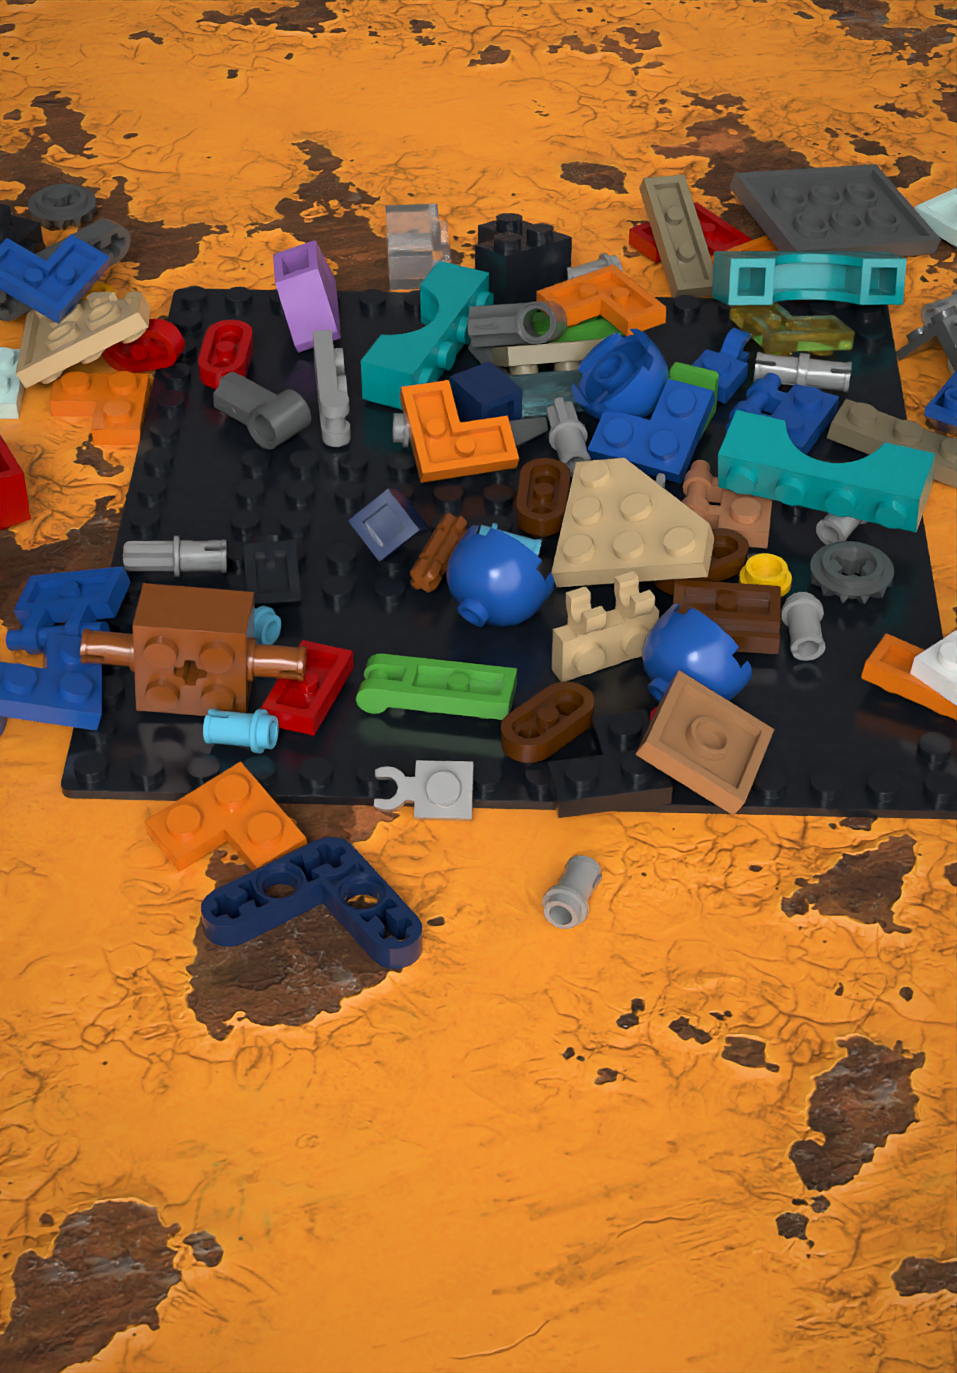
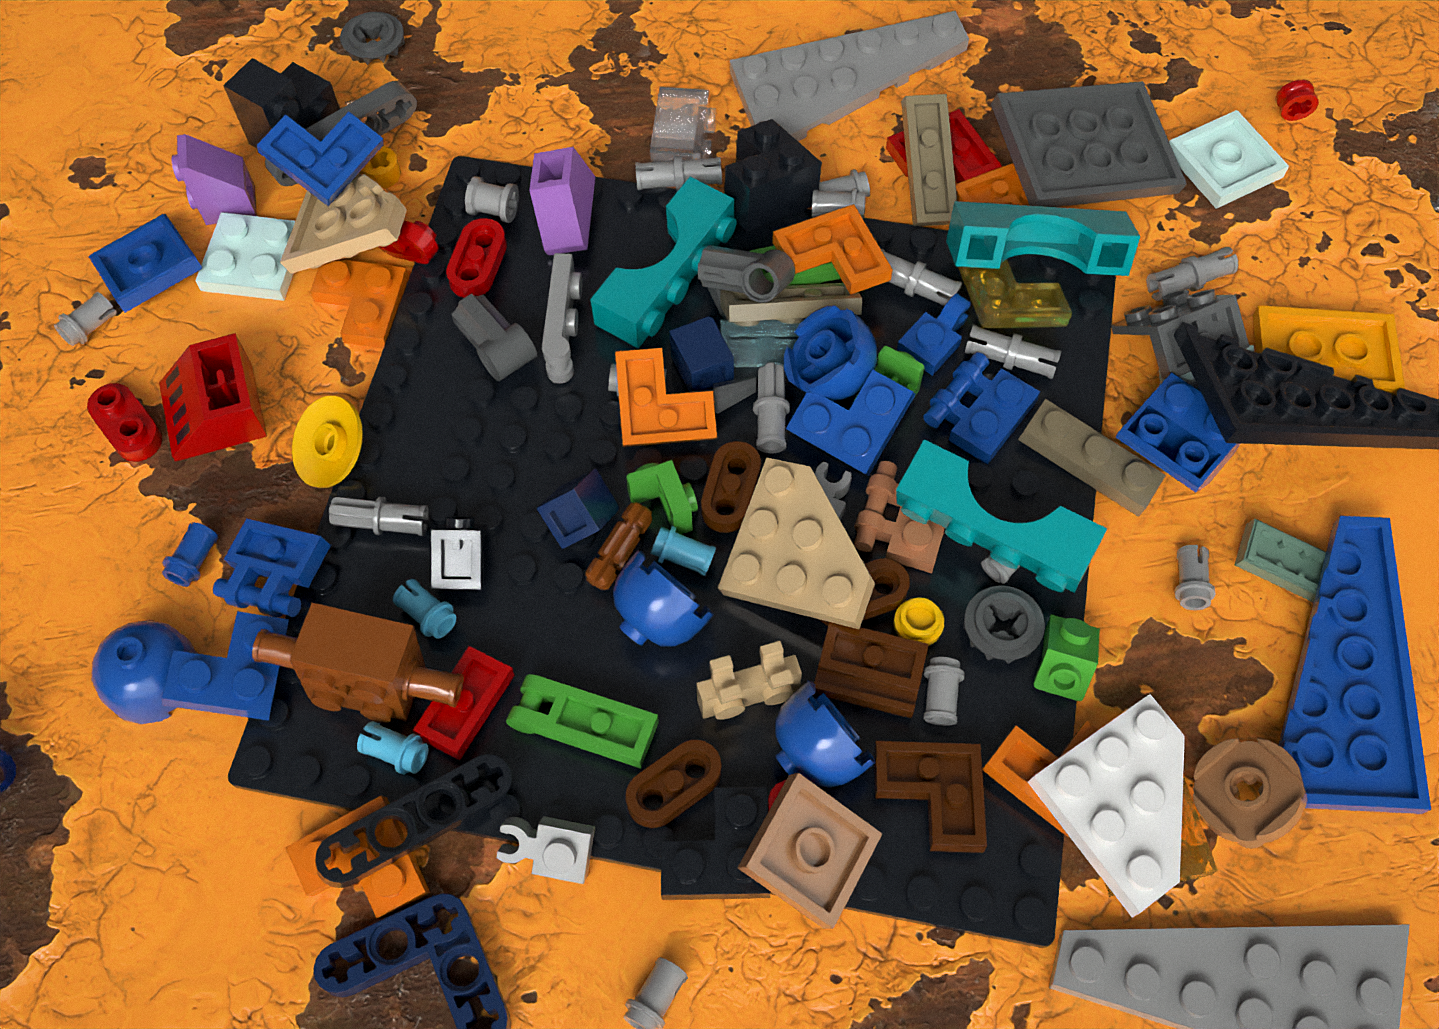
camera: 10 degrees right, 20 degrees up
(102, 507) = (327, 441): none -> yellow dish
(229, 306) = (492, 199): none -> light grey bush
(278, 761) = (419, 826): none -> black beam
(413, 271) = (677, 172): none -> light grey pin
(476, 498) = (663, 482): none -> bright green bracket
(570, 190) = (841, 73): none -> light grey wing
(693, 328) = (921, 281): none -> light grey pin
(828, 687) = (946, 777): none -> reddish brown plate
(923, 589) = (1068, 657): none -> bright green bracket

